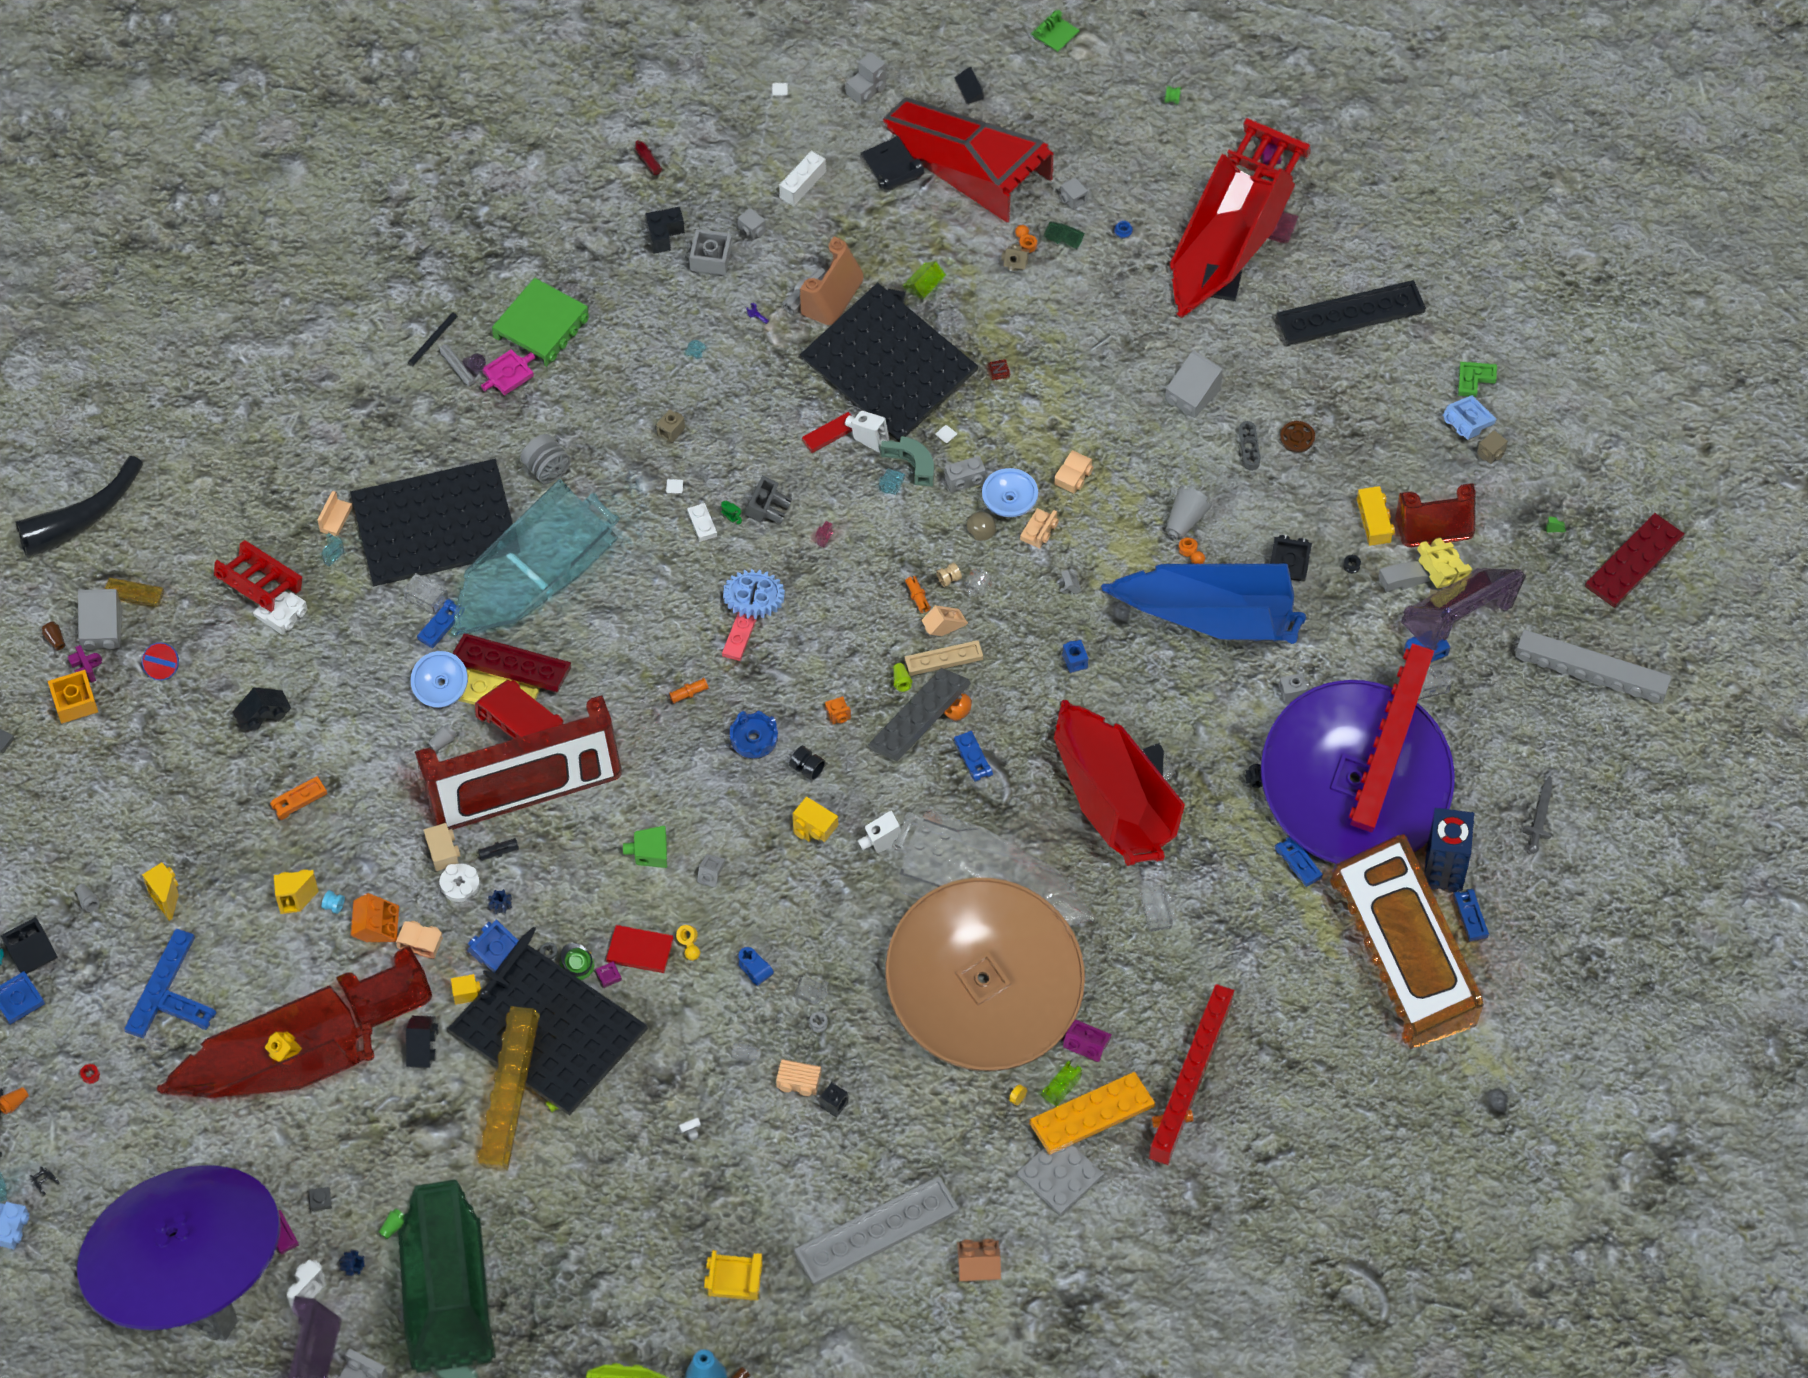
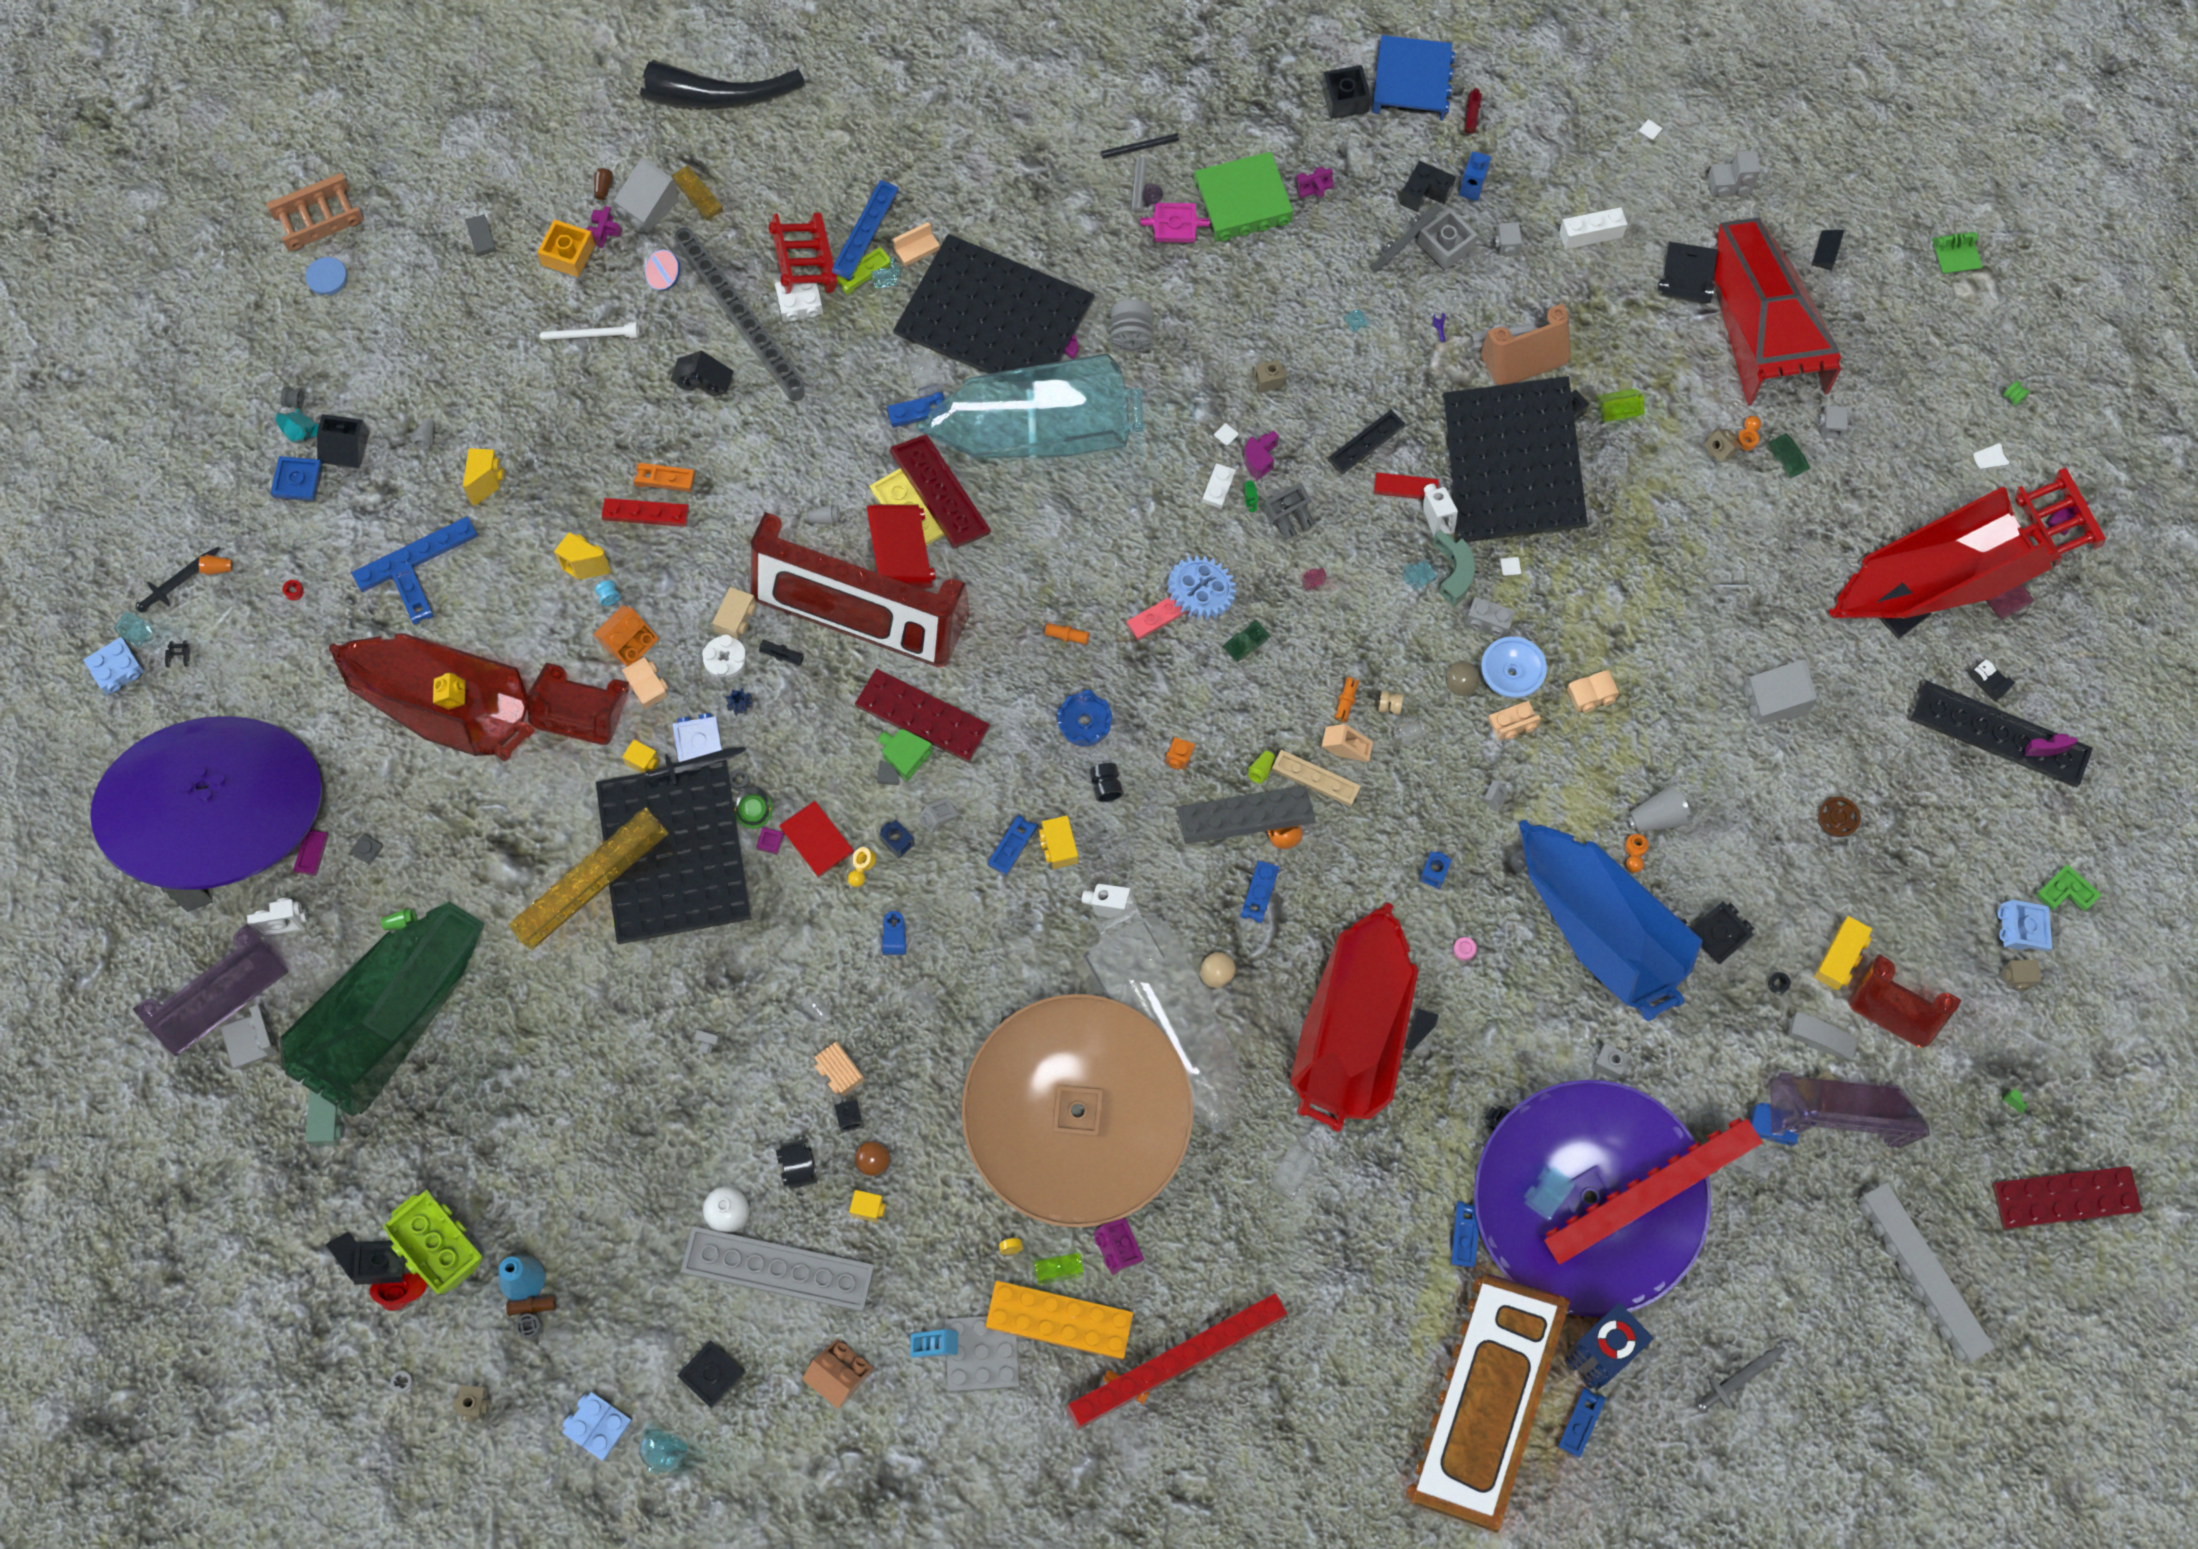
camera: 40 degrees right, 10 degrees up
(175, 719) = (629, 330): none -> white piece
(254, 655) = (742, 321): none -> dark grey beam
(288, 529) = (865, 230): none -> blue plate
(306, 831) = (645, 512): none -> red plate
(311, 557) = (871, 262): none -> lime plate
(352, 1263) = (340, 931): dark blue gear -> none
(420, 1036) = (560, 773): black brick -> none
(433, 669) = (857, 453): light blue dish -> none
(513, 506) = (1072, 349): none -> magenta tile
(549, 203) = (1346, 91): none -> black brick
(582, 271) = (1322, 179): none -> magenta hips
(584, 161) = (1413, 74): none -> blue panel
(624, 817) = (922, 715): none -> dark red plate
(649, 871) = (887, 774): none -> dark grey tile
(681, 270) = (1415, 227): none -> dark grey plate
(689, 191) = (1476, 169): none -> blue torso
(699, 912) = (898, 847): none -> dark blue brick
(711, 484) = (1257, 456): none -> magenta brick
(734, 1276) = (624, 1206): yellow panel -> none
(777, 422) = (1366, 442): none -> black plate
(780, 851) = (1012, 845): none -> blue plate
(805, 1222) = (726, 1209): none -> white cylinder
(814, 1025) = (901, 1024): light grey bush -> none
(815, 606) = (1247, 641): none -> clear green slope
(829, 1153) = (797, 1163): none -> black brick
(873, 1115) = (872, 1158): none -> dark orange hair
(895, 1329) = (710, 1374): none -> black plate
(900, 1145) = (867, 1206): none -> yellow brick
(992, 821) = (1217, 969): none -> tan hair
(999, 369) = (1612, 541): clear red tile -> none
(1029, 1196) = (945, 1338): none -> dark azure slope
(1123, 225) = (1853, 486): blue plate -> none
(1137, 691) = (1464, 948): none -> bright pink tile
(1191, 147) = (1990, 457): none -> white sticker
(1252, 438) = (1784, 800): dark grey beam -> none
(1315, 284) = (1990, 680): none -> black leg
(1329, 789) = (1549, 1192): none -> clear light blue brick
(1385, 300) = (2058, 744): none -> magenta slope
(1442, 563) = (1866, 1052): light yellow hips -> none

